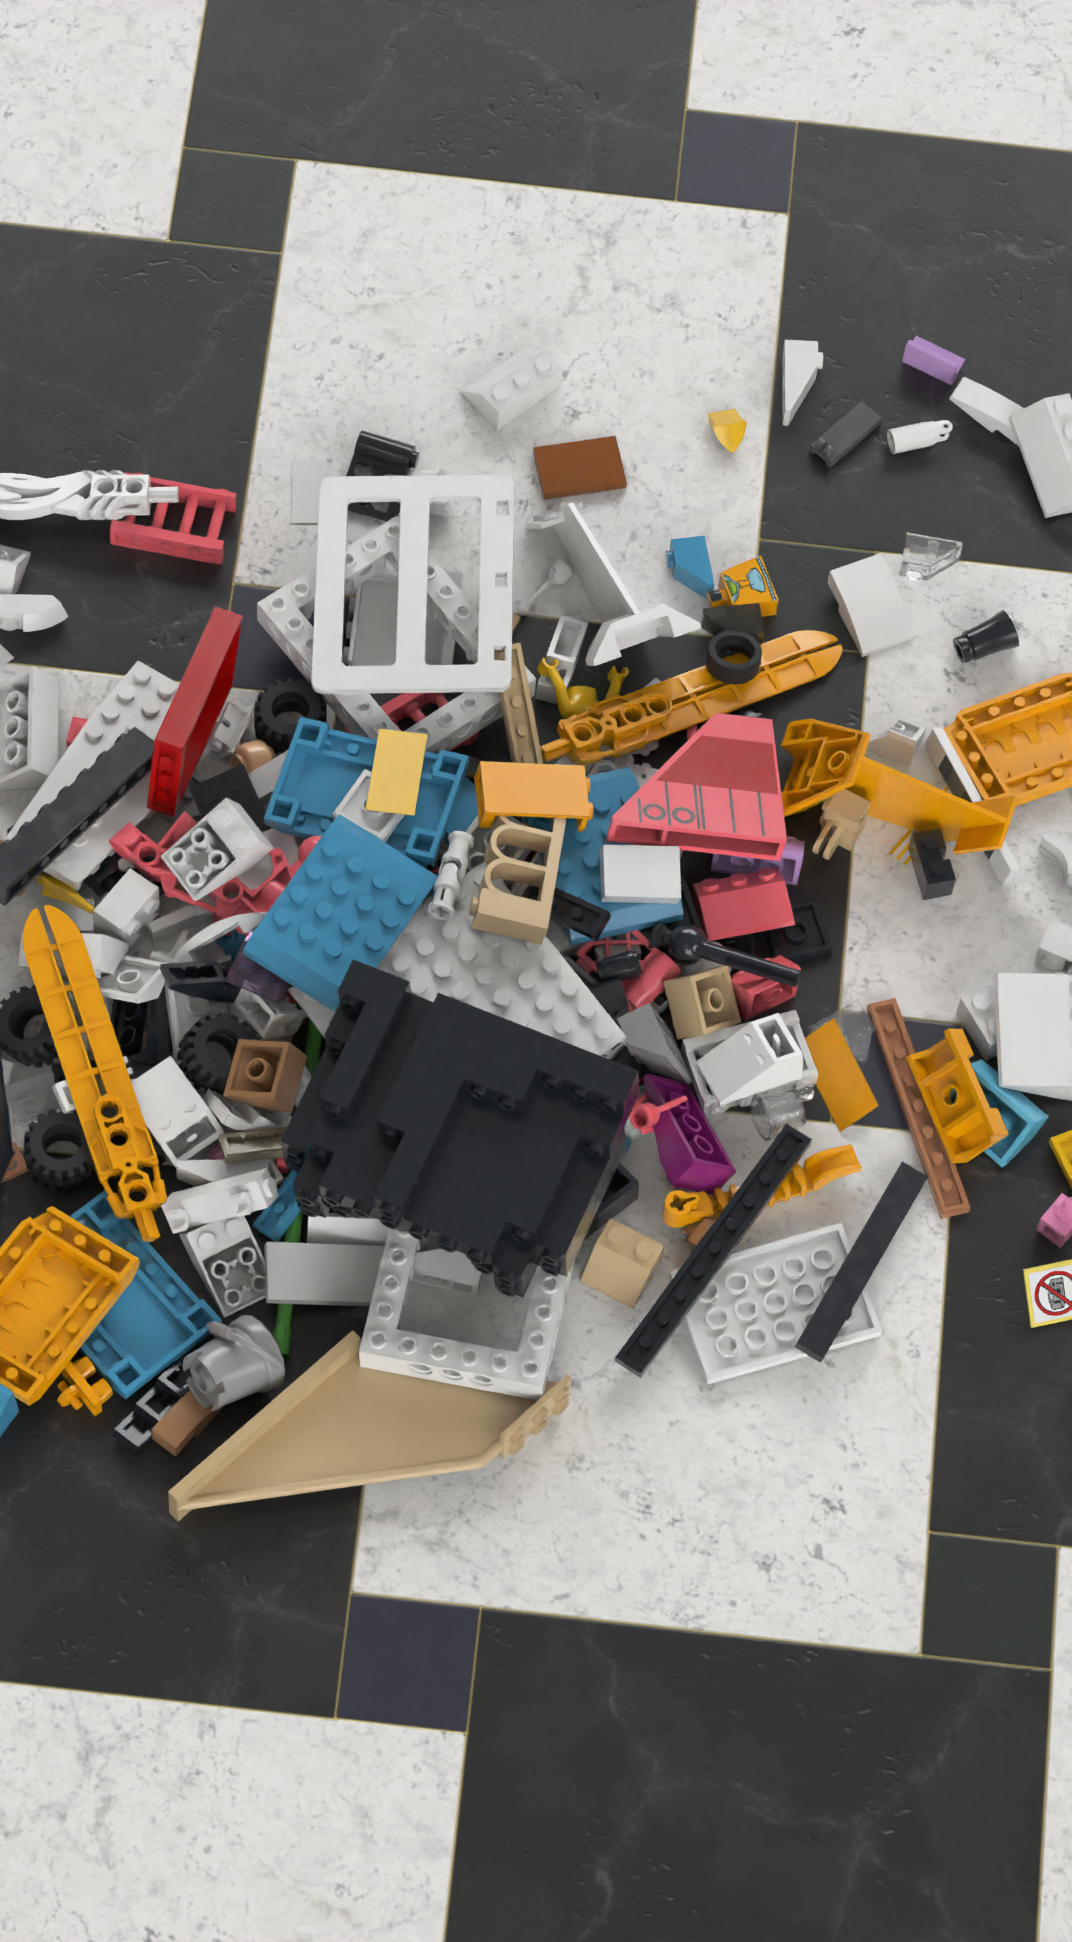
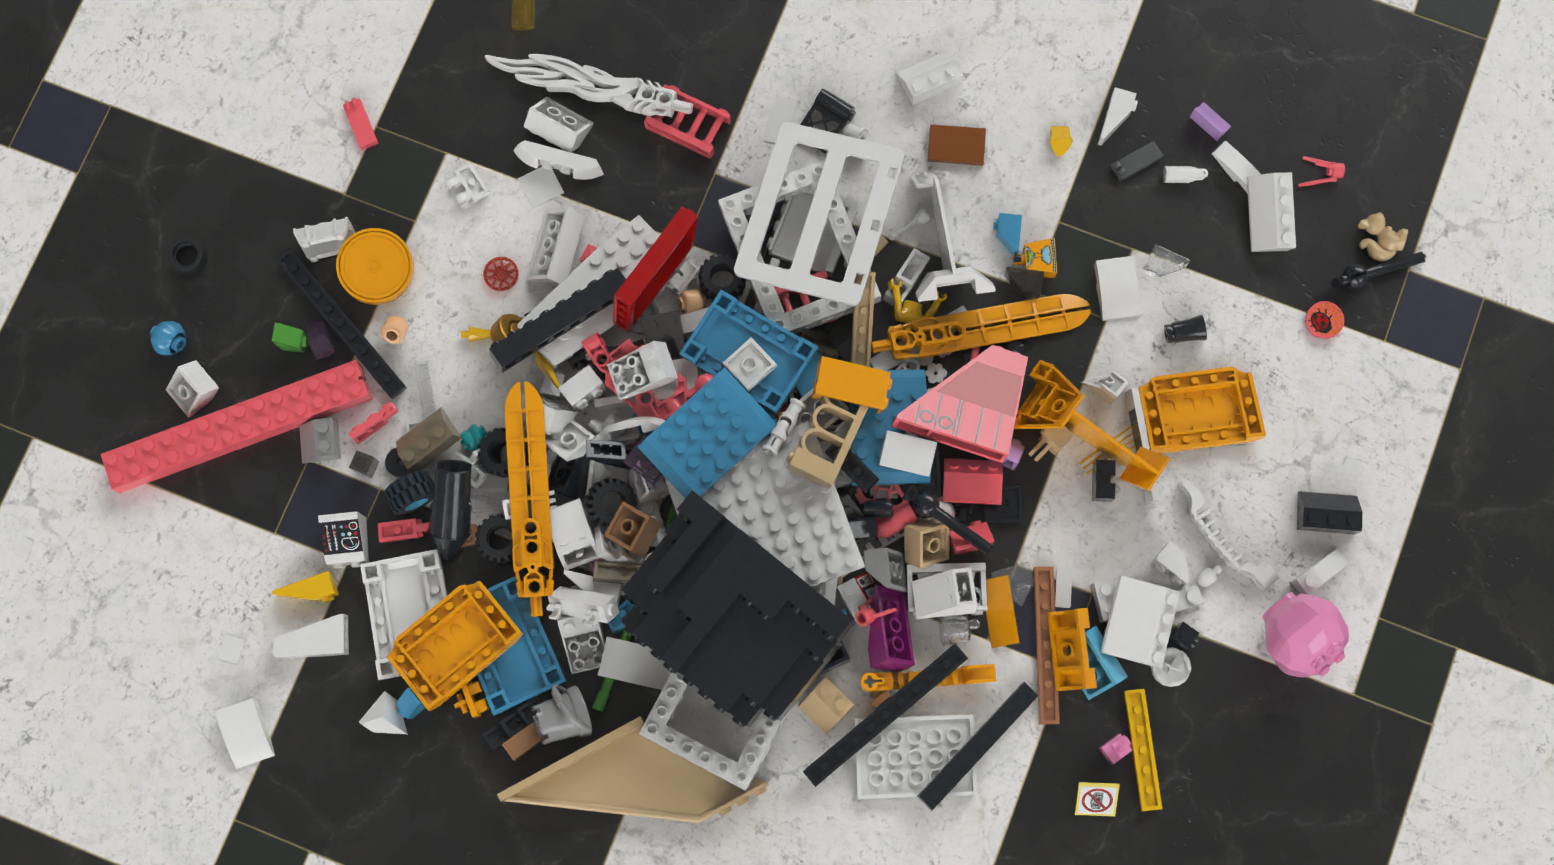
camera: 25 degrees right, 15 degrees up
(396, 772) = (770, 344): yellow sticker -> none
(729, 672) = (1014, 319): black tyre -> none
(918, 1024) = (1063, 588): none -> white sticker

